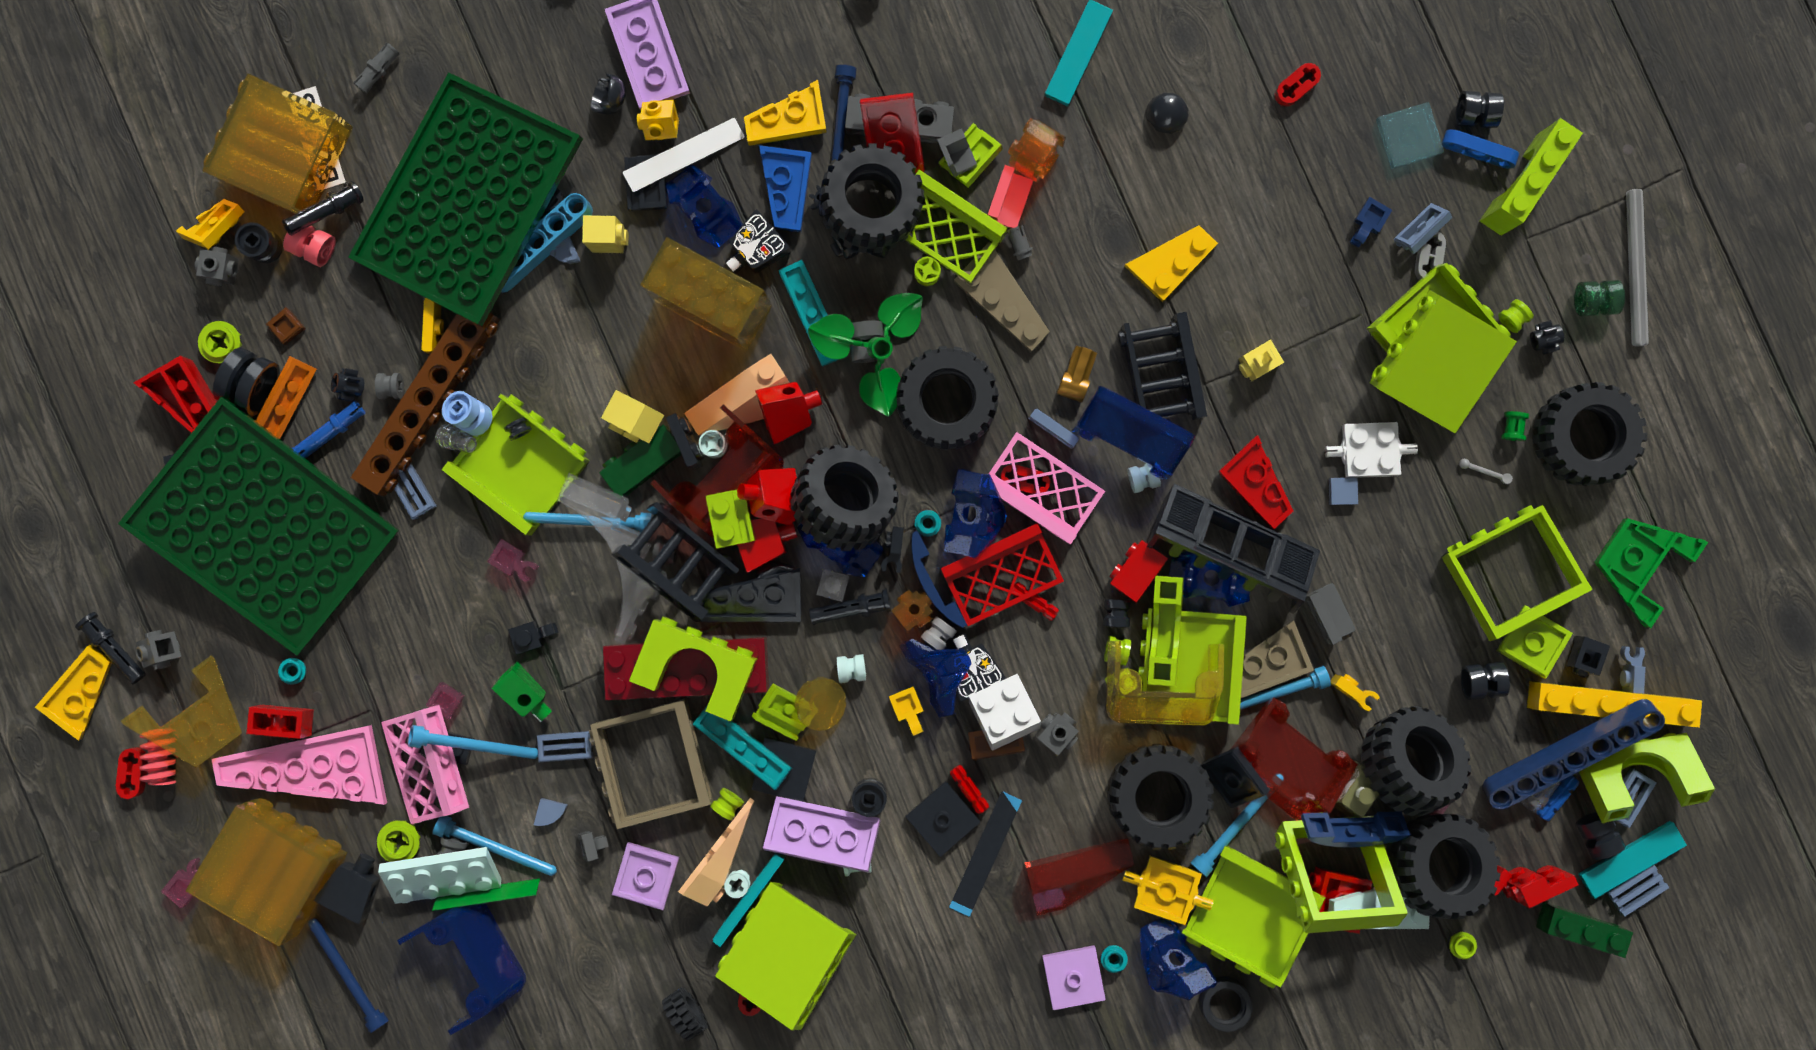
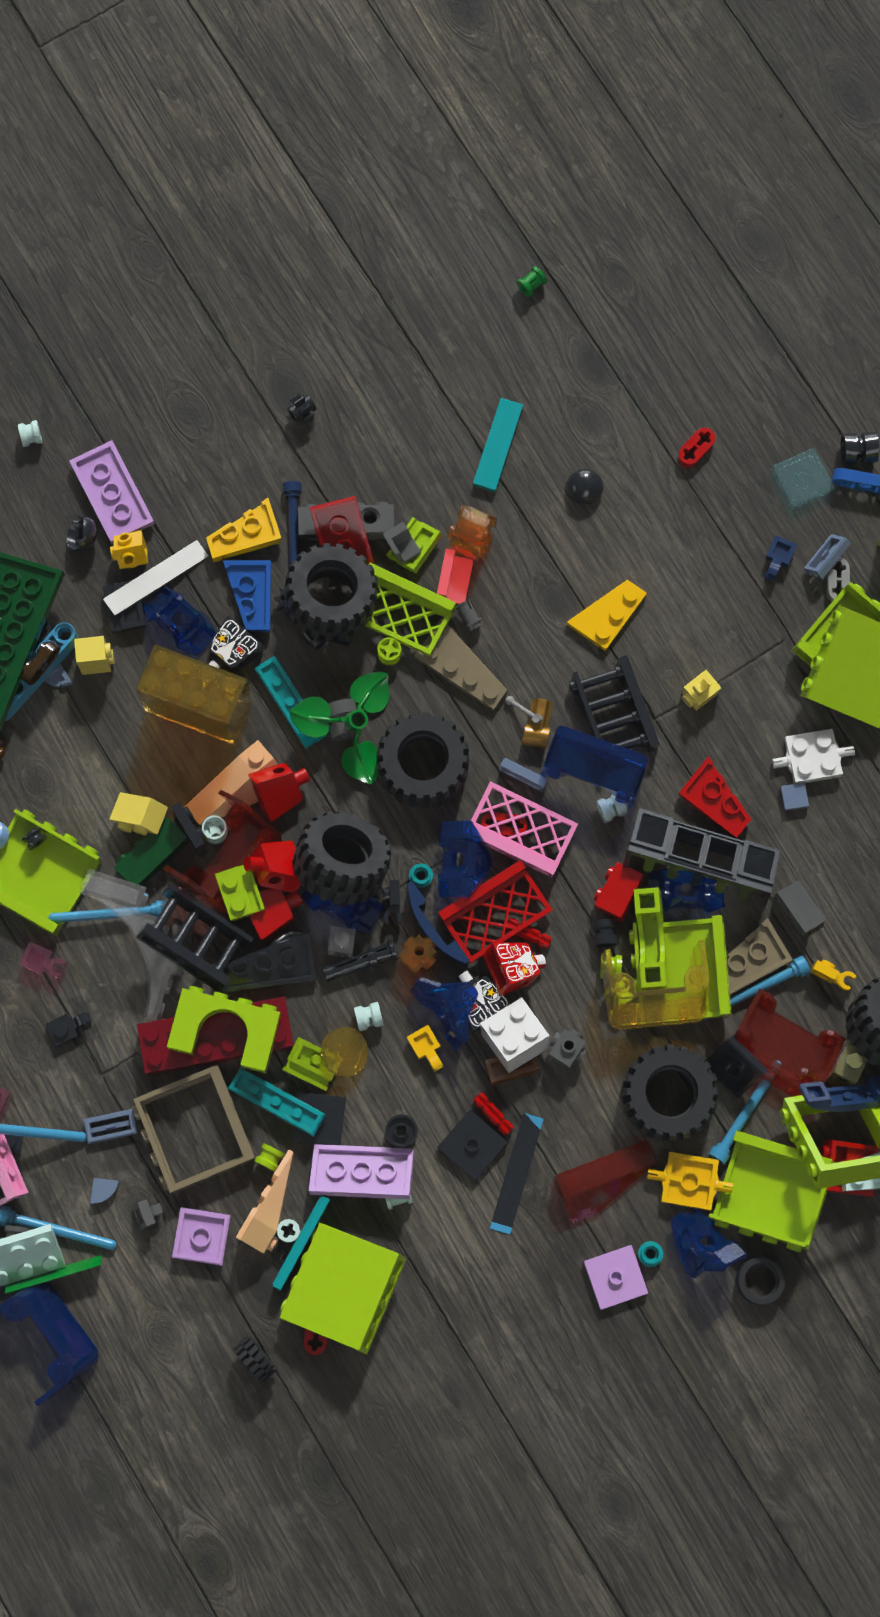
camera: 15 degrees left, 10 degrees down
(518, 682) = (58, 1070): green torso -> none
(537, 243) = (45, 656): none -> dark brown plate
(938, 634) = (445, 971): light grey wheel -> none
(1013, 637) = (513, 965): none -> red torso
(1076, 368) = (536, 718): none -> light grey hinge

